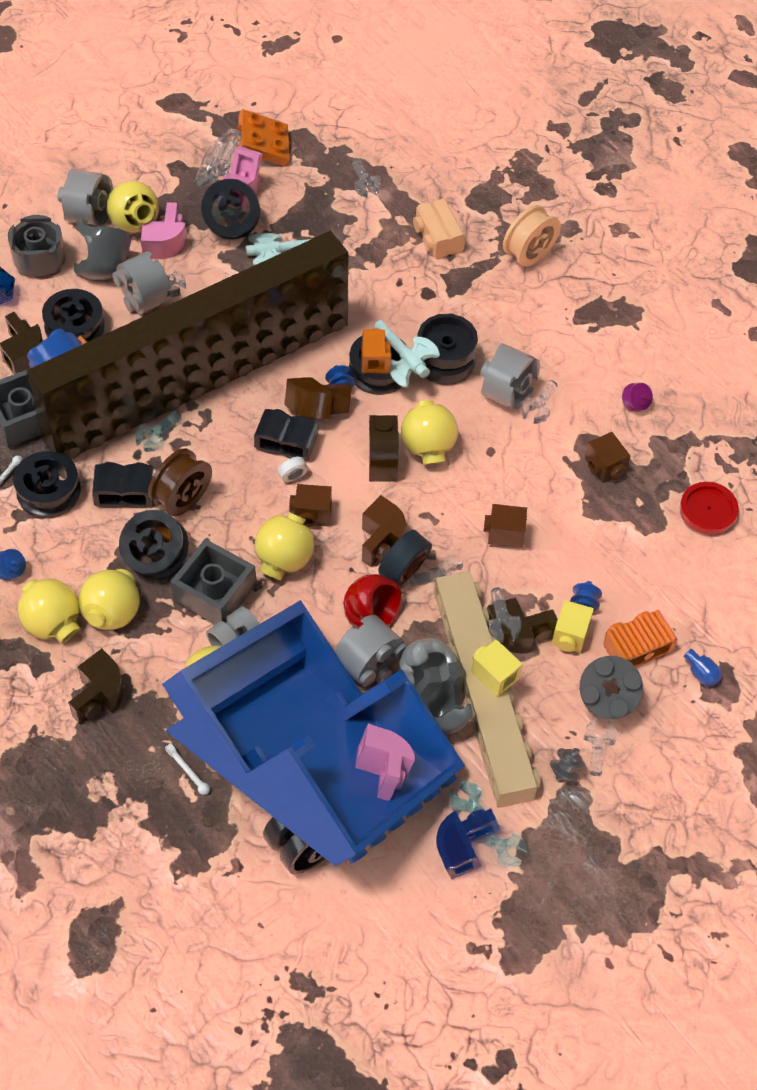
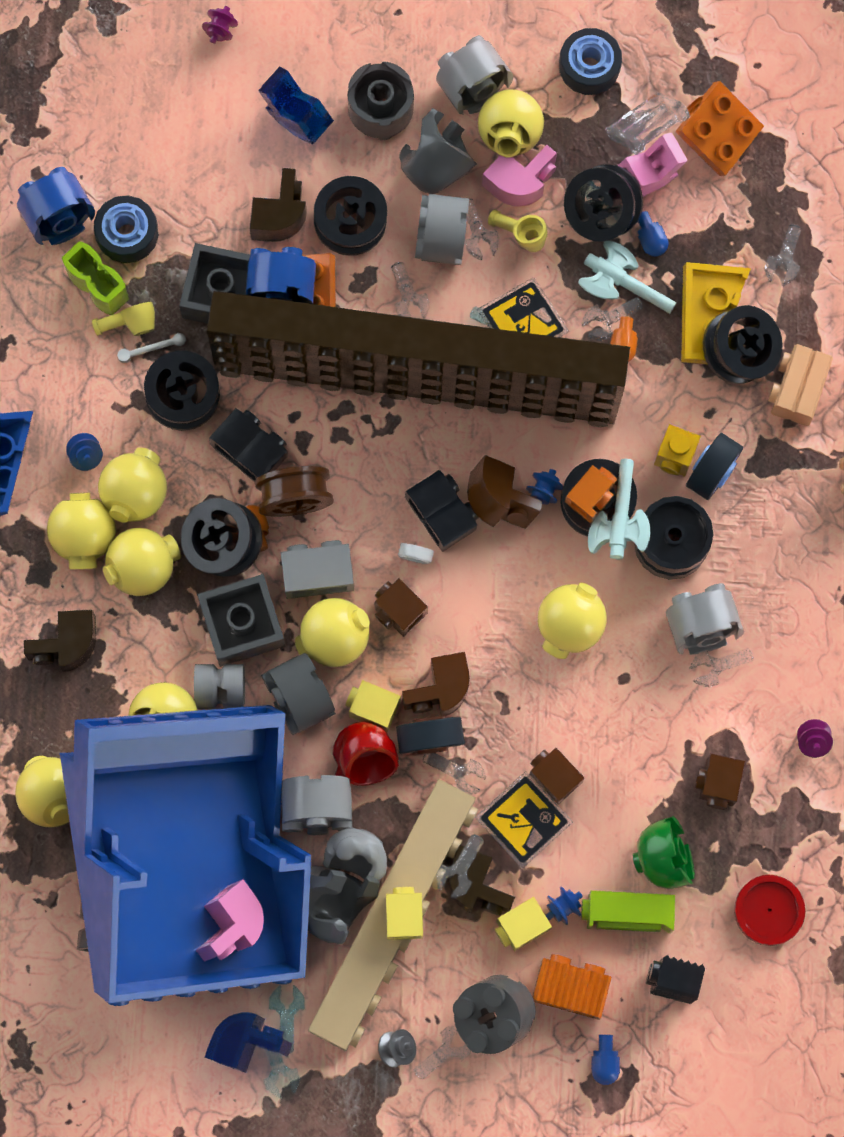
camera: 40 degrees right, 20 degrees up
(64, 555) = (133, 486): none -> light yellow brick
(151, 155) = (590, 44): none -> wheel
(155, 432) = (329, 407): clear light blue bar -> none
(174, 784) = (42, 792): none -> light yellow brick
(198, 255) = (523, 229): none -> light yellow bar
(237, 519) = (317, 569): none -> light grey brick
(275, 215) = (652, 236): none -> blue cylinder
(294, 584) = (299, 693): none -> dark grey brick
(346, 224) = (706, 294): none -> yellow wing
(346, 569) = (373, 704): none -> light yellow brick
(383, 448) = (516, 598): dark brown brick -> none
(386, 227) = (757, 338): none -> black wheel
(401, 306) = (677, 451): none -> yellow brick
(432, 293) = (714, 466): none -> black wheel
(511, 566) = (524, 819): none -> piece
(617, 519) = (664, 855): none -> green cylinder
(630, 568) = (629, 911): none -> lime window
(700, 579) = (675, 979): none -> black brick

